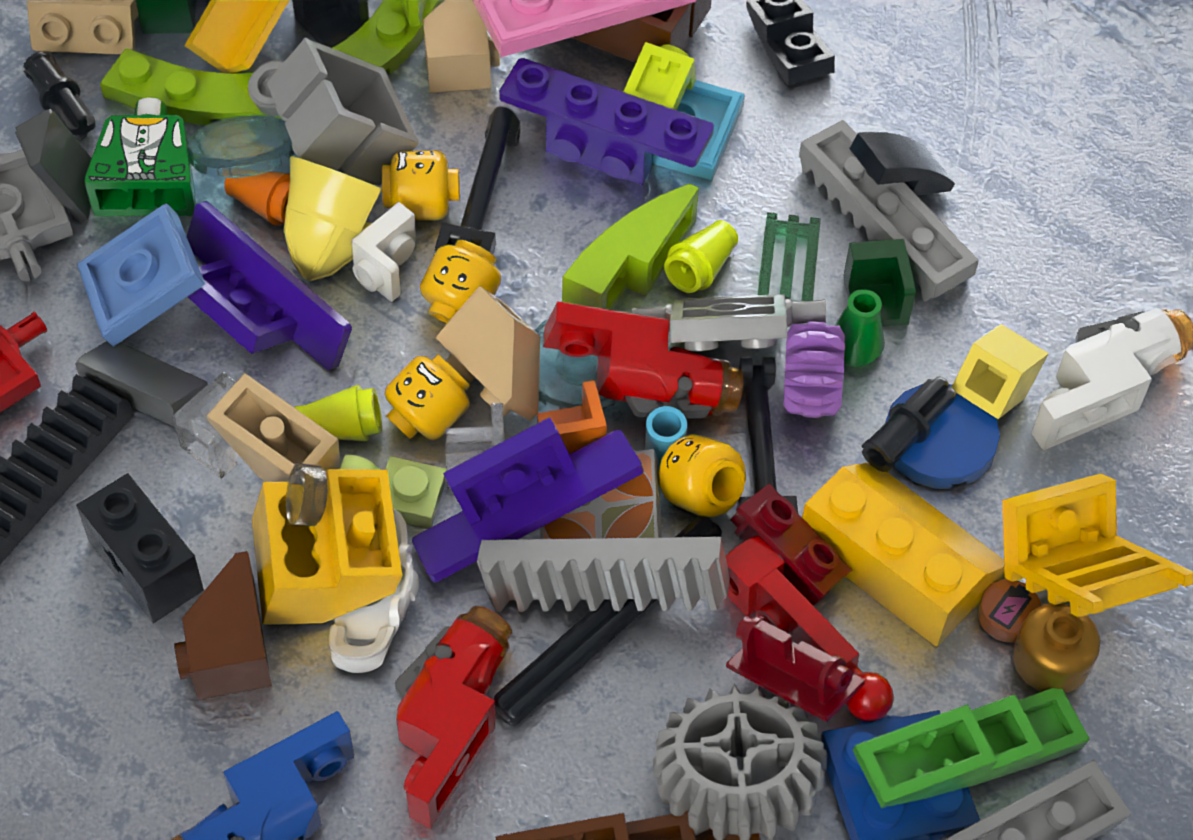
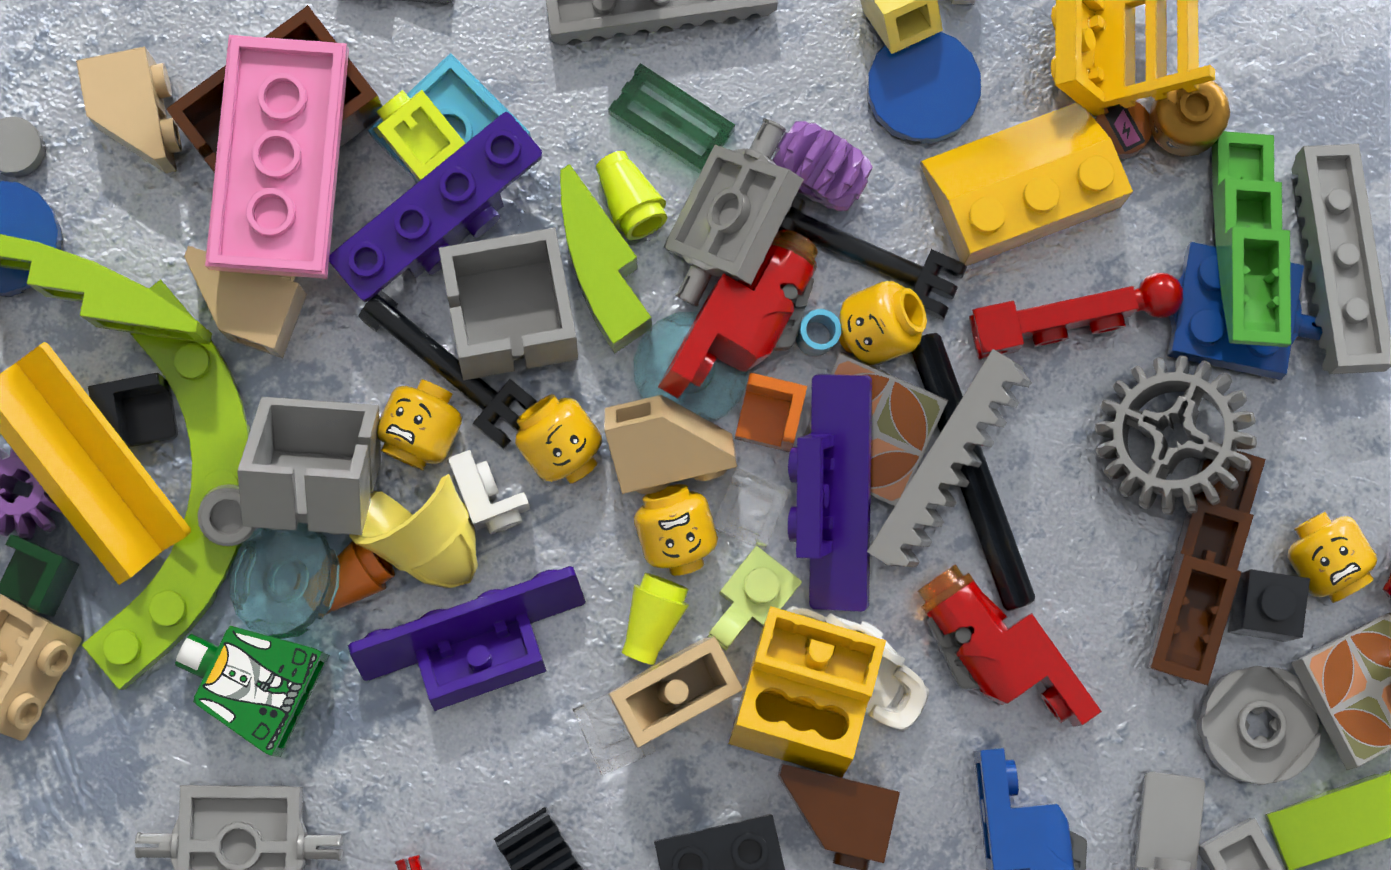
camera: 65 degrees left, 25 degrees up
(57, 160) = (238, 774): dark grey slope -> none
(59, 93) = (113, 735): black axle -> none
(140, 274) = (405, 741): medium blue tile -> none
(140, 379) = (515, 783): dark grey slope -> none
(306, 494) = (779, 693): clear smoke tile -> none
(565, 197) = (509, 303): none -> light grey piece
(793, 670) = (1124, 349): dark red hinge -> none
(808, 559) = (987, 281): dark red hinge -> none
(862, 328) = (786, 110): green cone -> none
(886, 271) = (744, 51): dark green panel -> none
(908, 424) = (915, 111): black axle -> none

